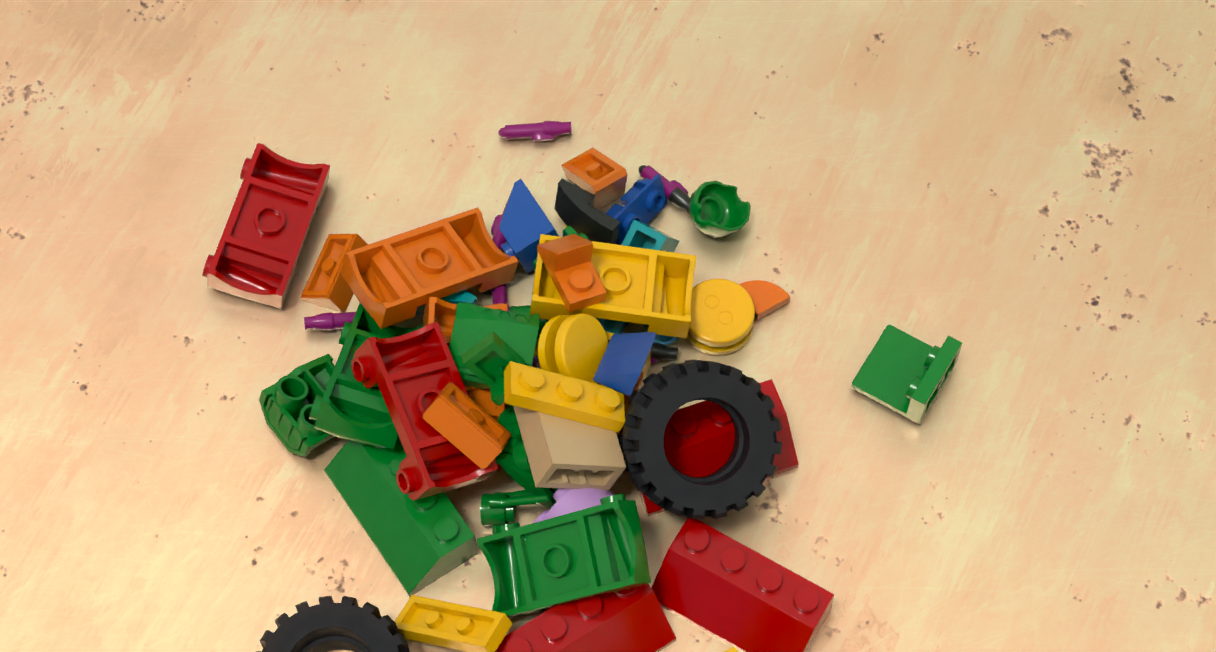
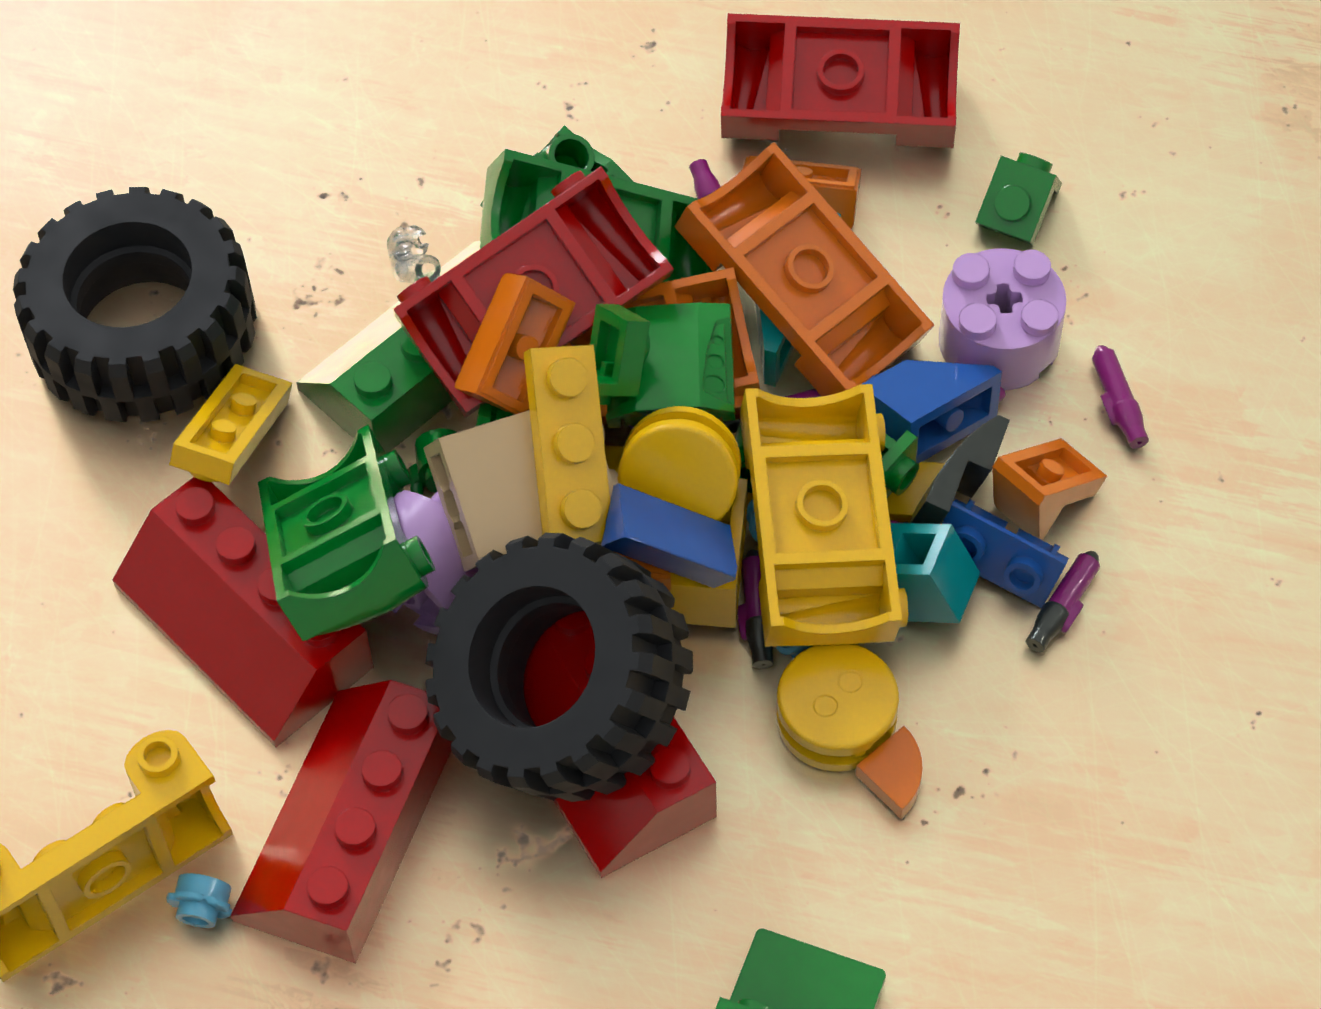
camera: 80 degrees right, 5 degrees down
(334, 511) = (409, 257): none -> clear arm
(382, 148) = (1018, 197): none -> green bracket
(474, 172) = (1003, 313): none -> lavender brick
(572, 271) = (808, 432): orange slope -> none
(718, 209) = (1034, 668): green hair -> none

